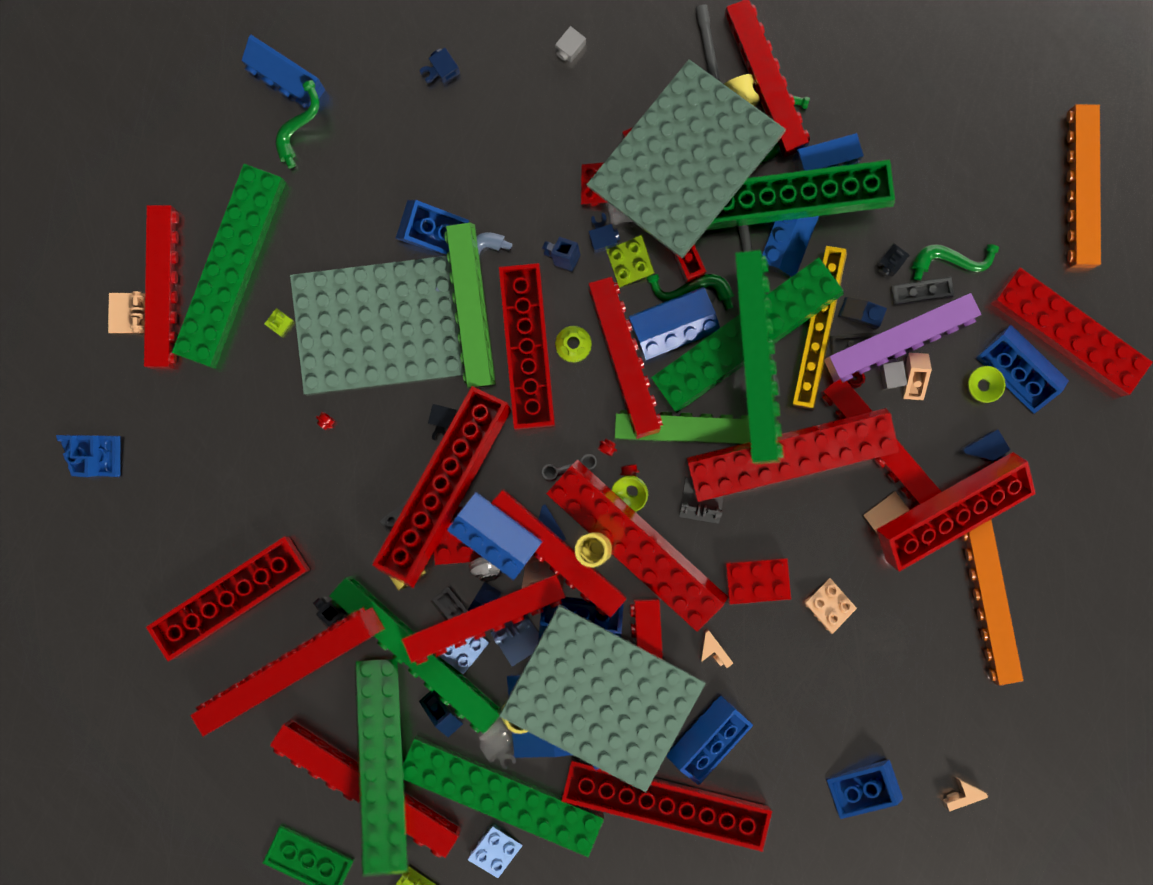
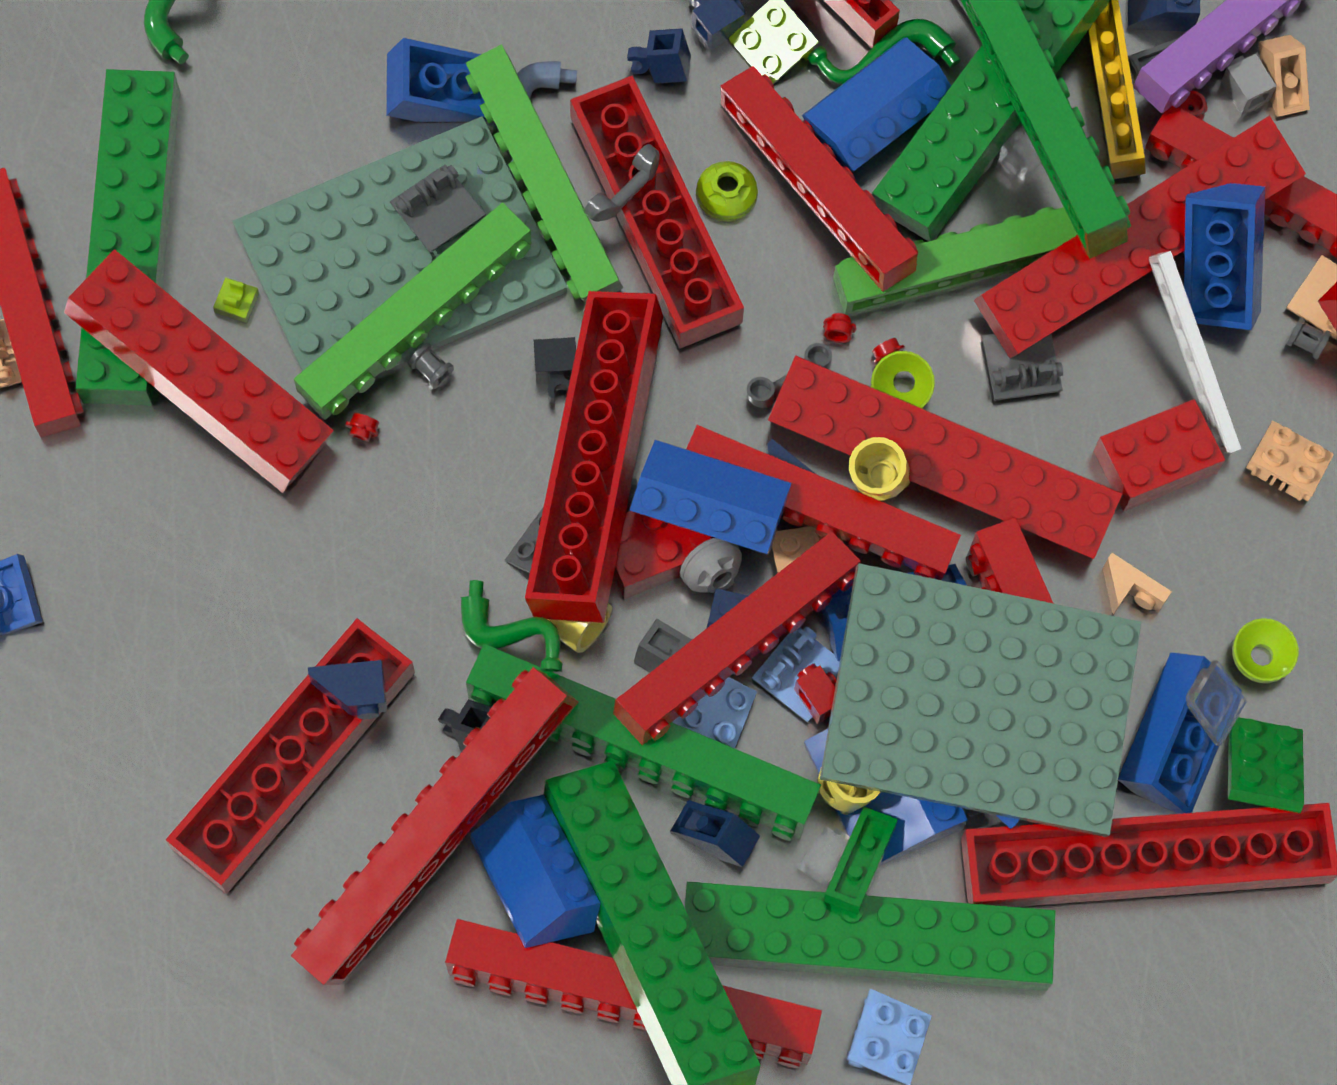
camera: 20 degrees left, 15 degrees down
(240, 366) = (198, 370): none -> red brick
(268, 579) = (353, 686): none -> dark blue slope
(334, 710) = (536, 873): none -> blue slope
(352, 563) = (479, 632): none -> green animal
(370, 366) = (413, 311): none -> bright green brick
(373, 397) = (431, 365): none -> dark grey bush
(405, 306) = (437, 208): none -> dark grey hinge
(509, 760) = (860, 860): none -> green plate
(520, 654) = (816, 691): none -> red brick
(527, 322) = (602, 208): none -> dark grey bar
(733, 733) = (1215, 701): none -> clear piece
(747, 776) = (1266, 765): none -> green plate
(783, 713) = (1271, 636): none -> lime piece
(796, 533) = (1194, 351): none -> white tile
(834, 484) = (1225, 254): none -> blue slope
(866, 532) = (1308, 338): none -> dark grey bush

